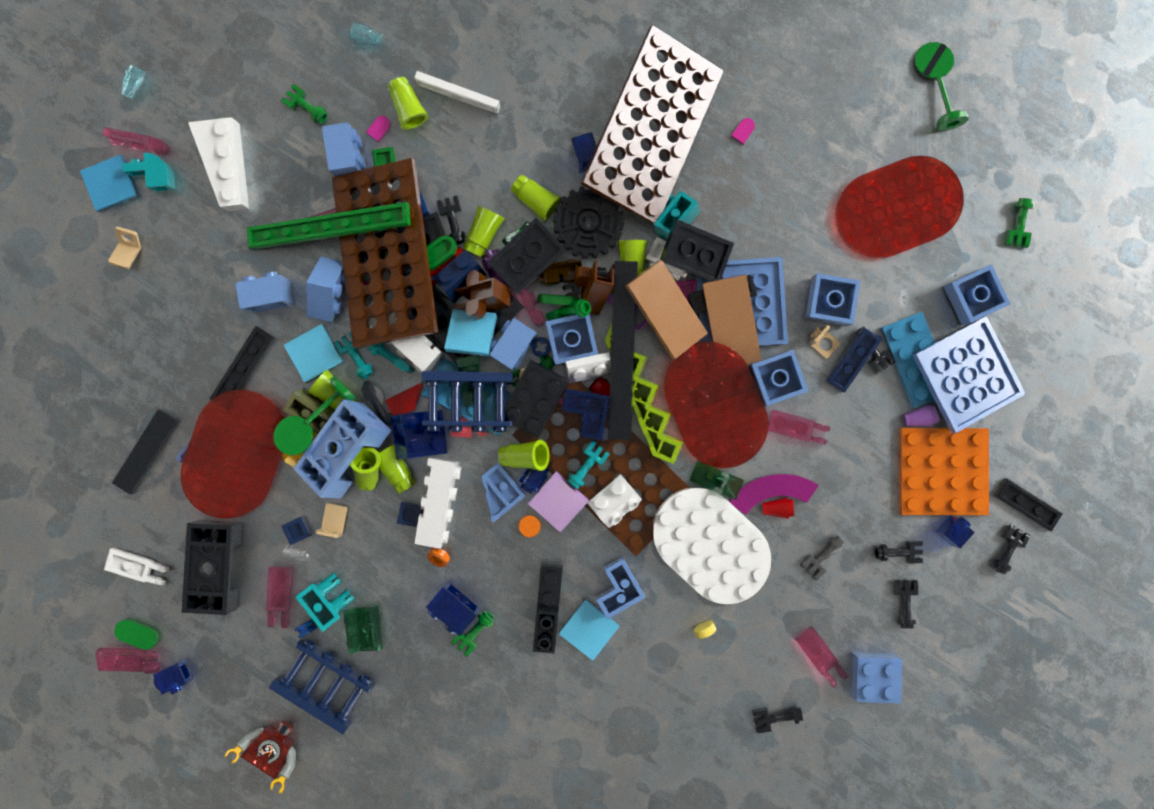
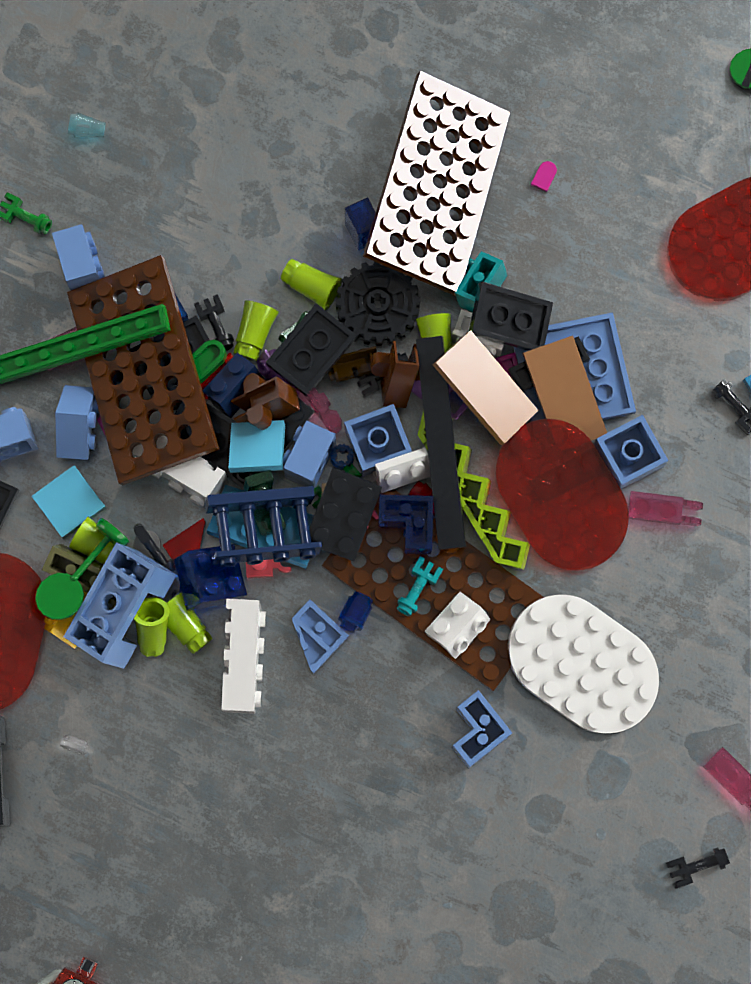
camera: 10 degrees left, 10 degrees down
(278, 594) = (60, 799): clear pink hinge -> none
(296, 530) = (73, 717): dark blue plate -> none
(304, 628) = (98, 836): blue bush -> none
(319, 609) = (112, 804): teal brick -> none
(321, 708) = (107, 920): dark blue fence -> none
(333, 520) = (117, 697): tan bracket -> none
(363, 629) = (170, 826): clear green bracket -> none
(364, 371) = (132, 513): teal hinge -> none
(379, 128) = (114, 230): dark pink piece -> none
(383, 156) = (123, 260): green tile -> none
(398, 362) = (175, 497): teal hinge -> none
(406, 103) = (145, 198): lime plant -> none
(409, 514) = (209, 678): dark blue plate -> none
(438, 557) = (252, 725): orange tile -> none
(453, 609) = (279, 782): clear blue brick -> none
(457, 92) = (203, 177): white tile -> none
(485, 619) = (320, 794): green hinge -> none
(525, 455) = (341, 584): lime plant -> none
(529, 526) = (358, 672): orange tile -> none
(547, 608) = (395, 768): black slope -> none
(557, 299) = (358, 396): green tile -> none
(558, 501) = (389, 637): lavender tile -> none
(580, 308) = (383, 399): green hinge -> none
(588, 629) = (449, 789): medium azure tile -> none
(704, 629) = (591, 768): light yellow tile -> none
(716, 480) = (578, 583): clear green slope -> none
(772, 486) = (646, 583): magenta tile -> none
(779, 508) = (657, 608): red cone -> none
(816, 564) = (735, 641): dark grey hinge -> none
(817, 335) = (672, 396): tan bracket -> none
(832, 299) = (679, 353): medium blue brick -> none
(854, 359) = (717, 419): dark blue tile -> none

